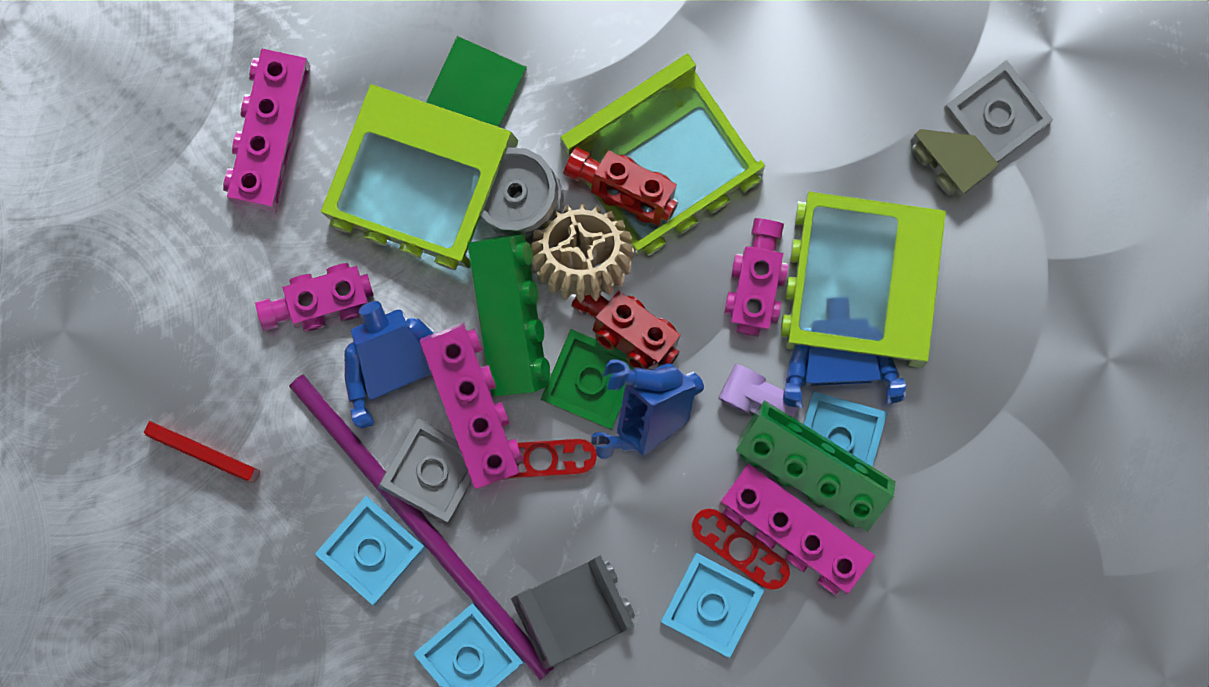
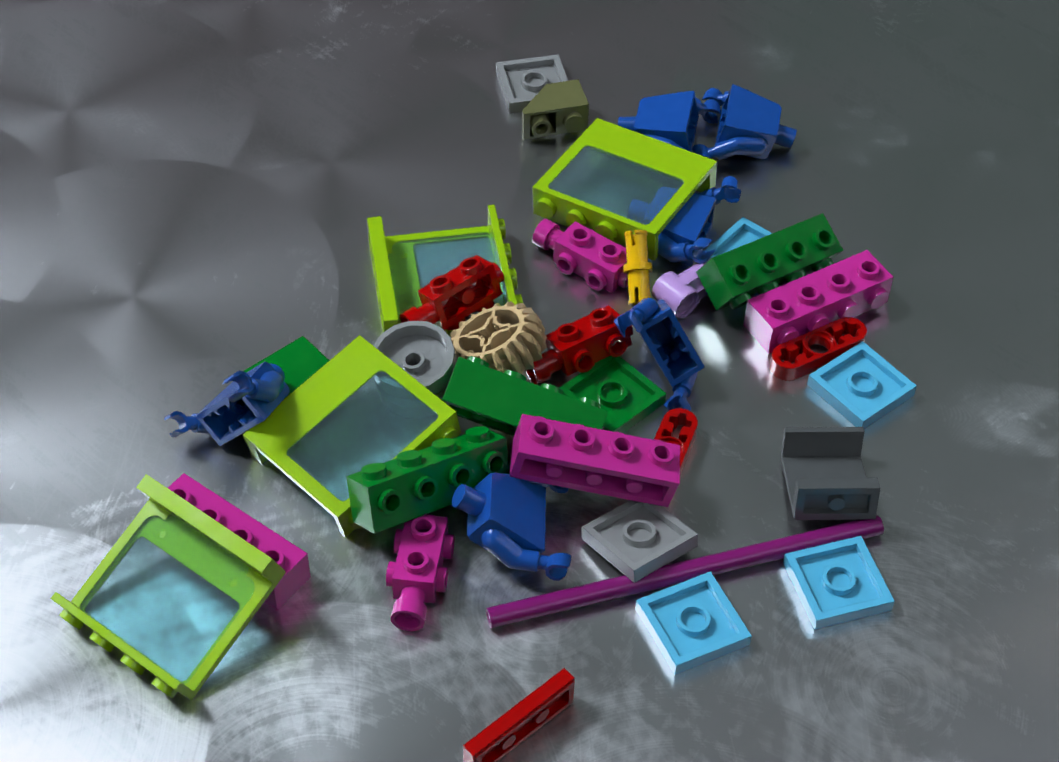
camera: 65 degrees left, 35 degrees down
(187, 114) = (173, 592): none -> clear light blue panel
(391, 270) = (424, 479): none -> green brick
(403, 62) = (239, 406): none -> blue torso
(749, 340) = (637, 266): none -> yellow pin
(982, 285) = (671, 117): none -> blue torso
(1023, 366) = (746, 125): none -> blue torso

